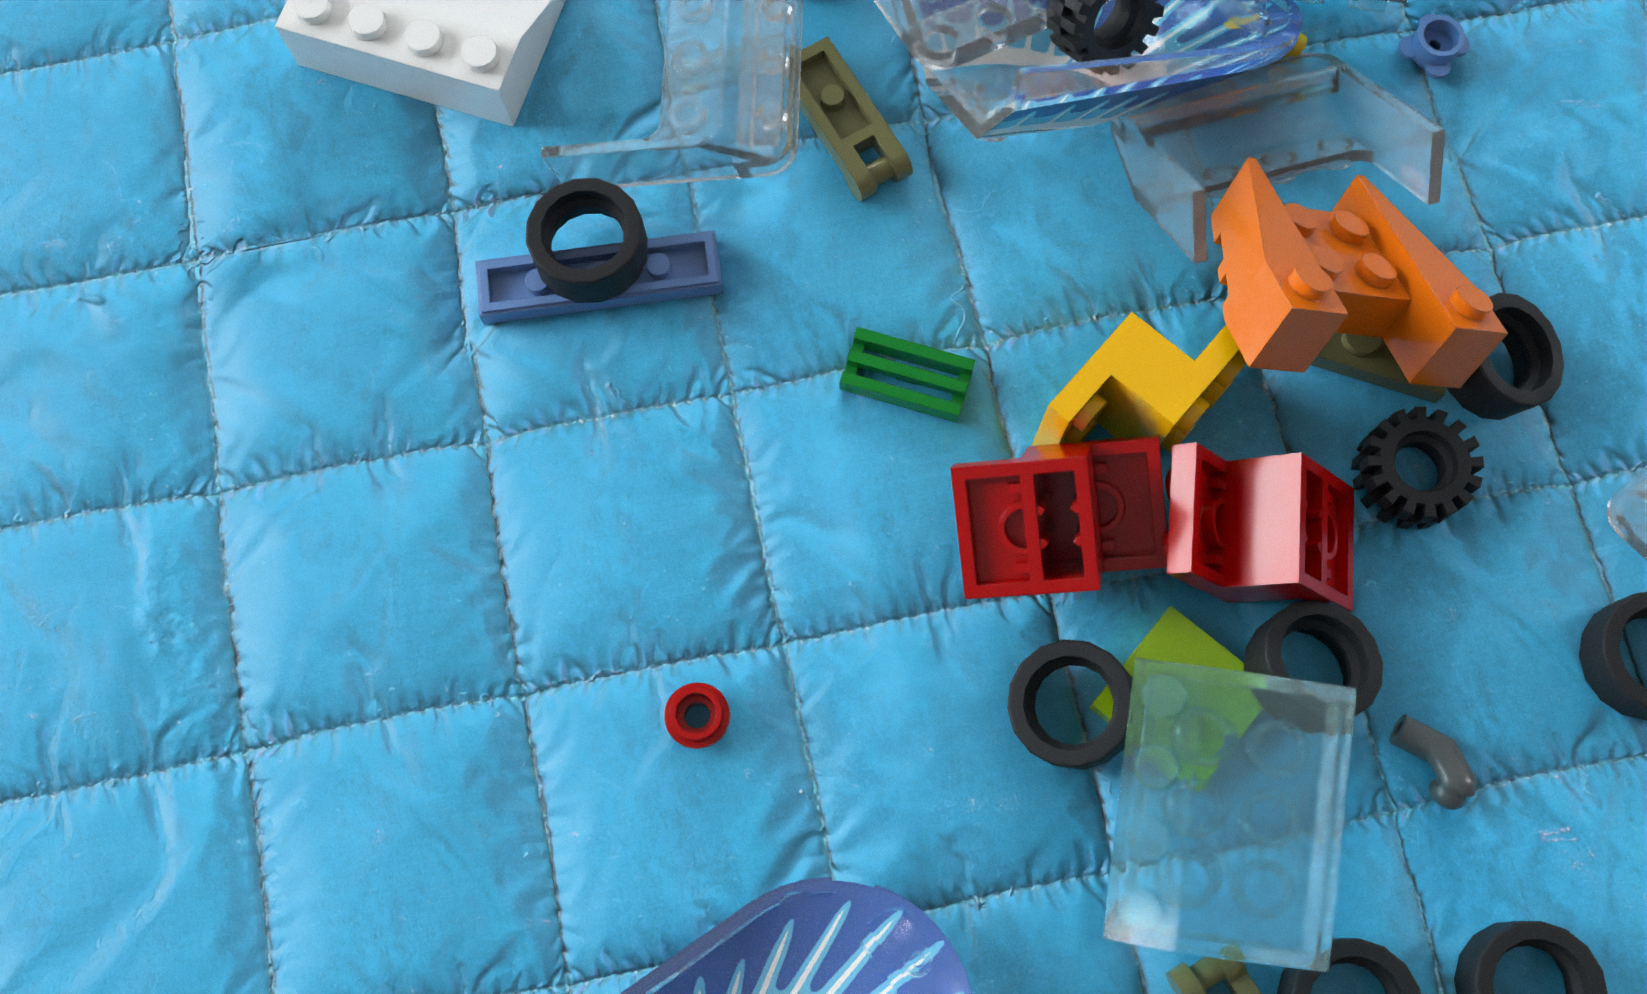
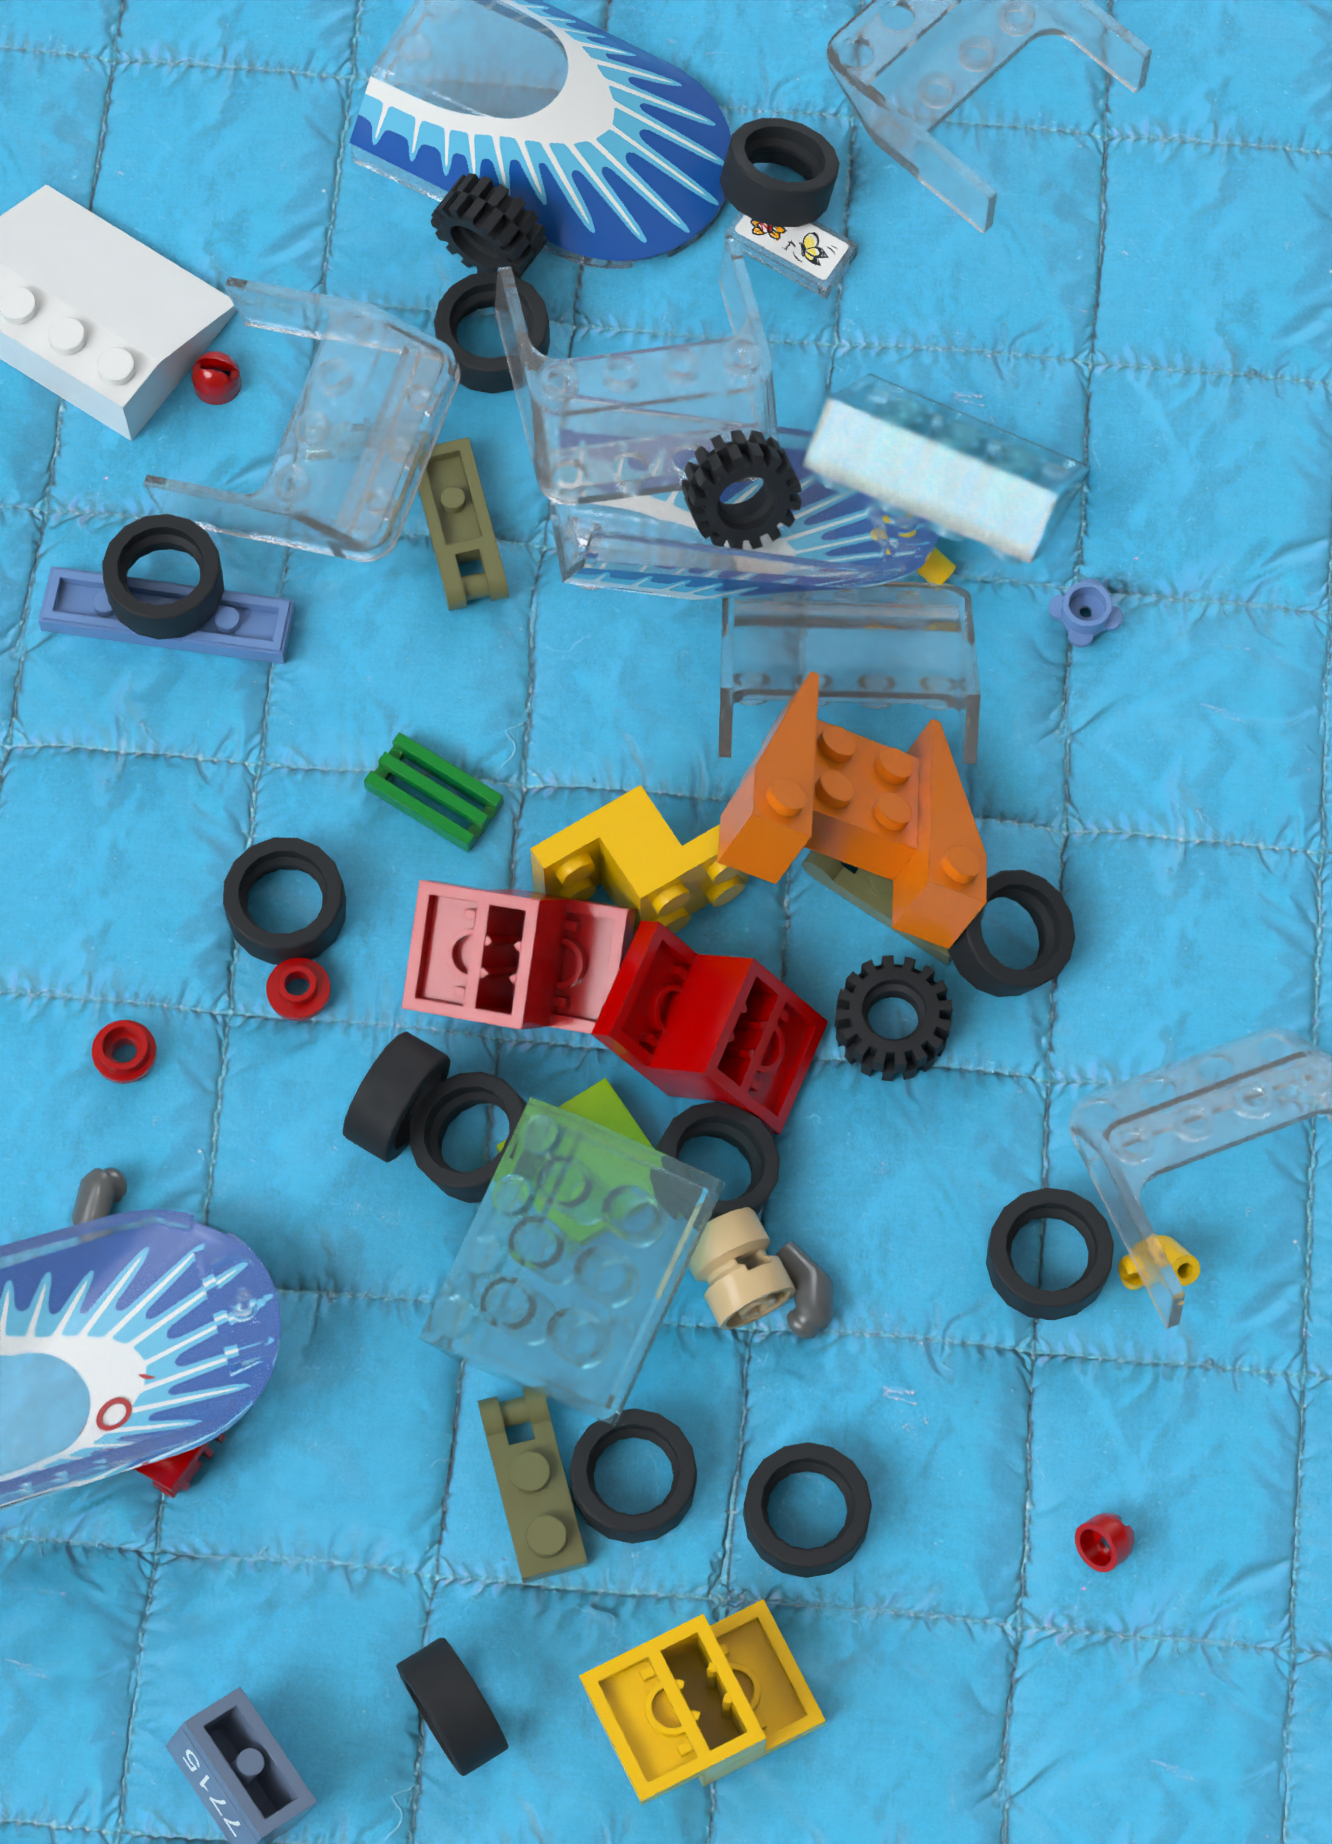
camera: 15 degrees right, 5 degrees down
(573, 47) = (215, 386): none -> red hinge
(719, 879) = (97, 1194): none -> dark grey arm
(810, 473) = (284, 855): none -> black tyre
(846, 623) = (298, 1006): none -> red plate
(988, 689) = (391, 1093): none -> black tyre
(1387, 772) = (739, 1272): none -> tan wheel

